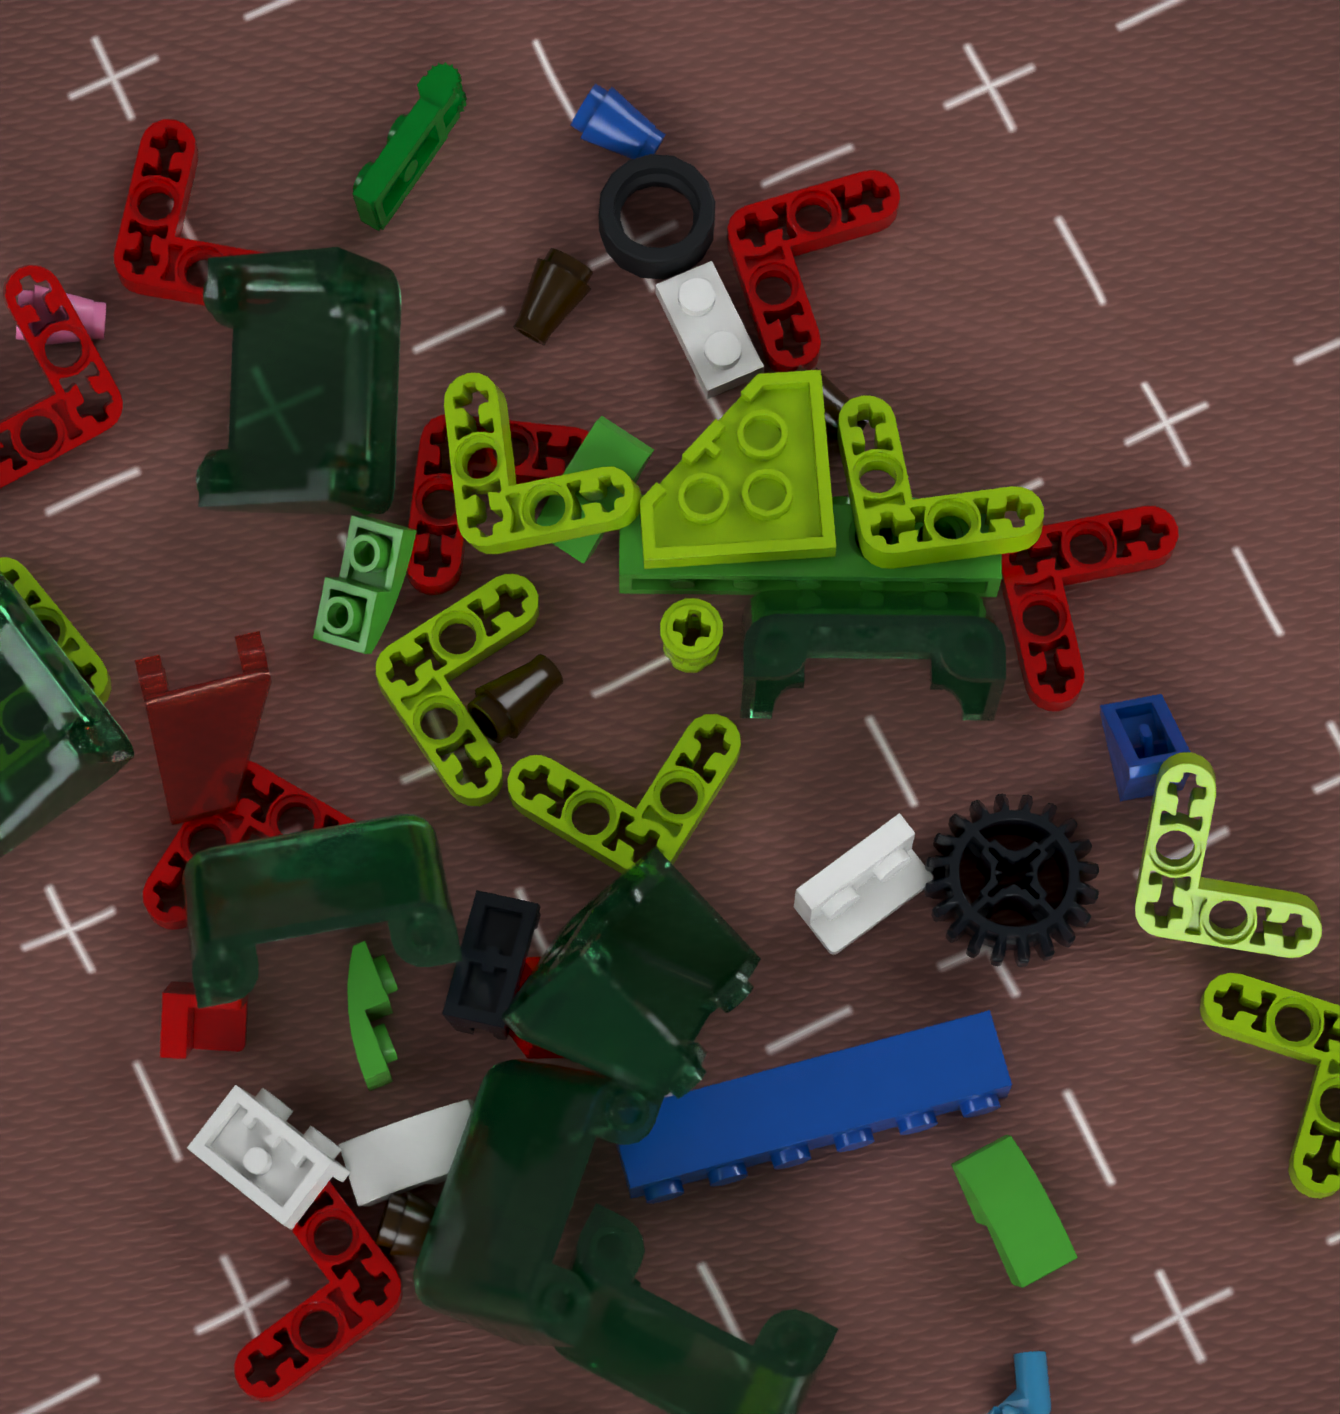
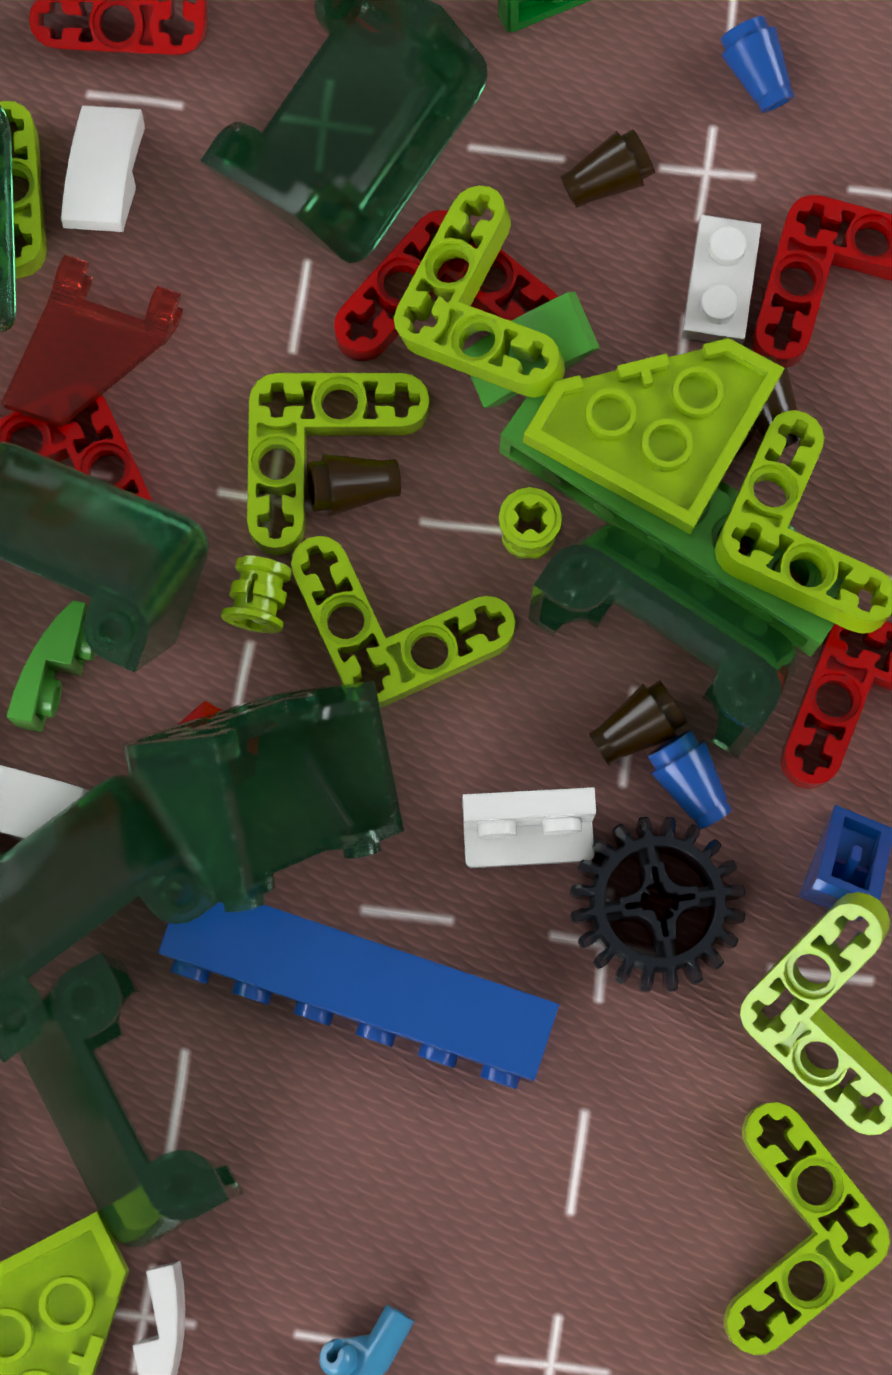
camera: 35 degrees right, 5 degrees up
(112, 567) = (100, 168): none -> white slope
(370, 579) = (284, 321): bright green slope -> none
(492, 963) = (177, 683): black hinge -> none
(502, 842) = (257, 594): none -> lime bush
(648, 172) = (754, 117): black tyre -> none
(895, 741) = (639, 723): none -> dark brown cone
(967, 759) = (690, 778): none -> blue cone
(1015, 1209) = (468, 1185): bright green slope -> none

